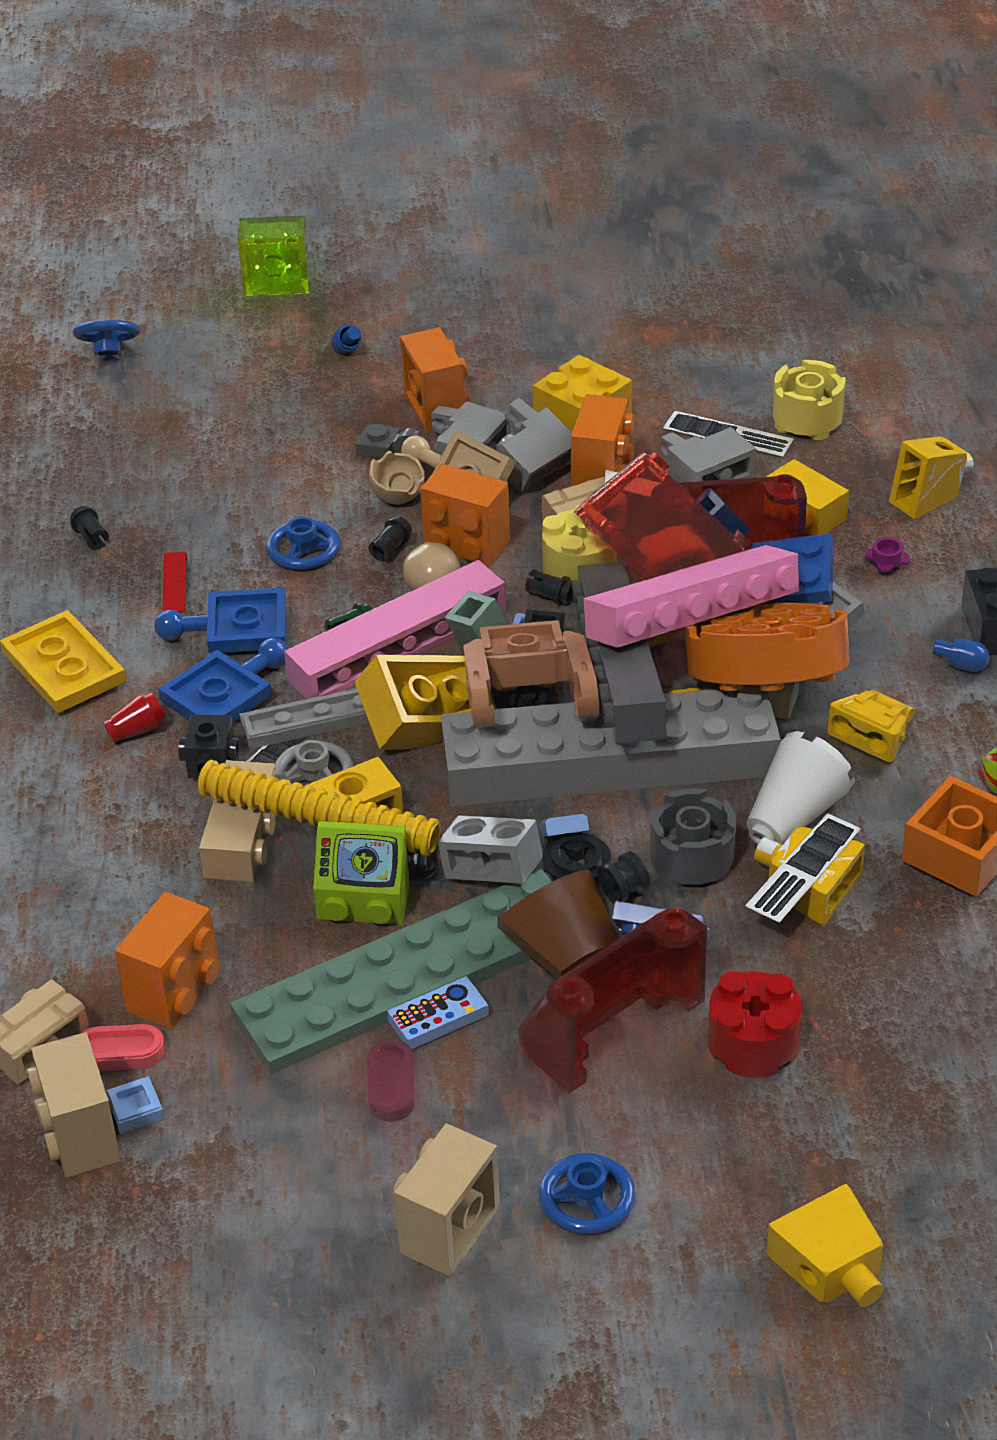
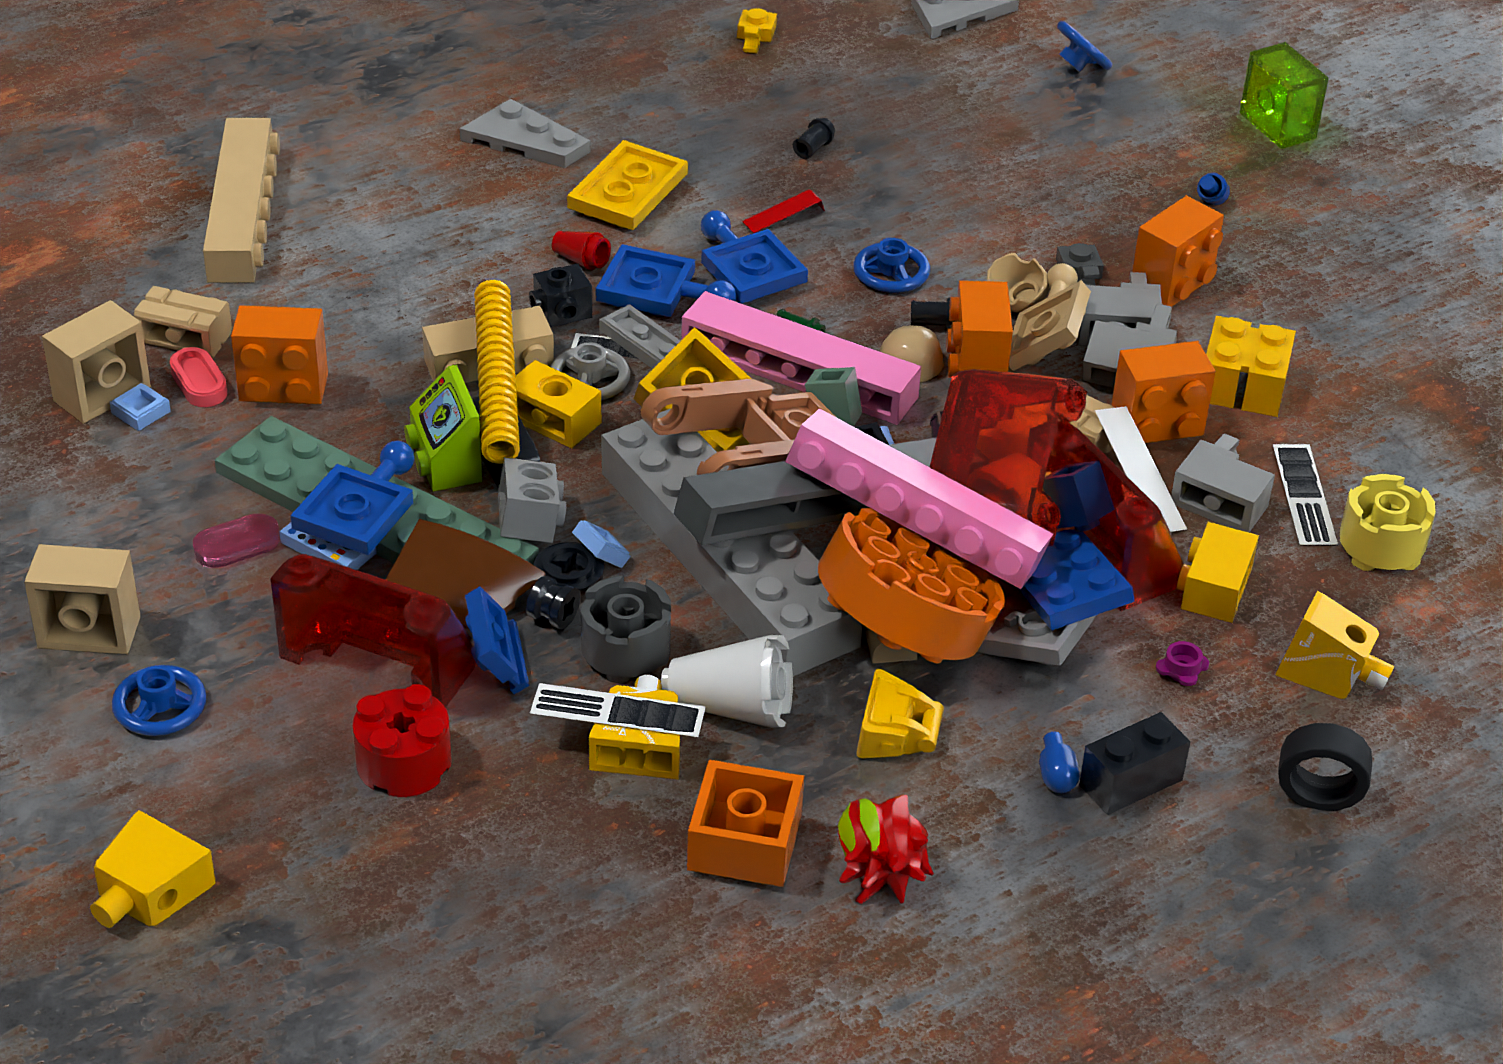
camera: 60 degrees right, 0 degrees up
(431, 966) = (355, 506): none -> blue plate

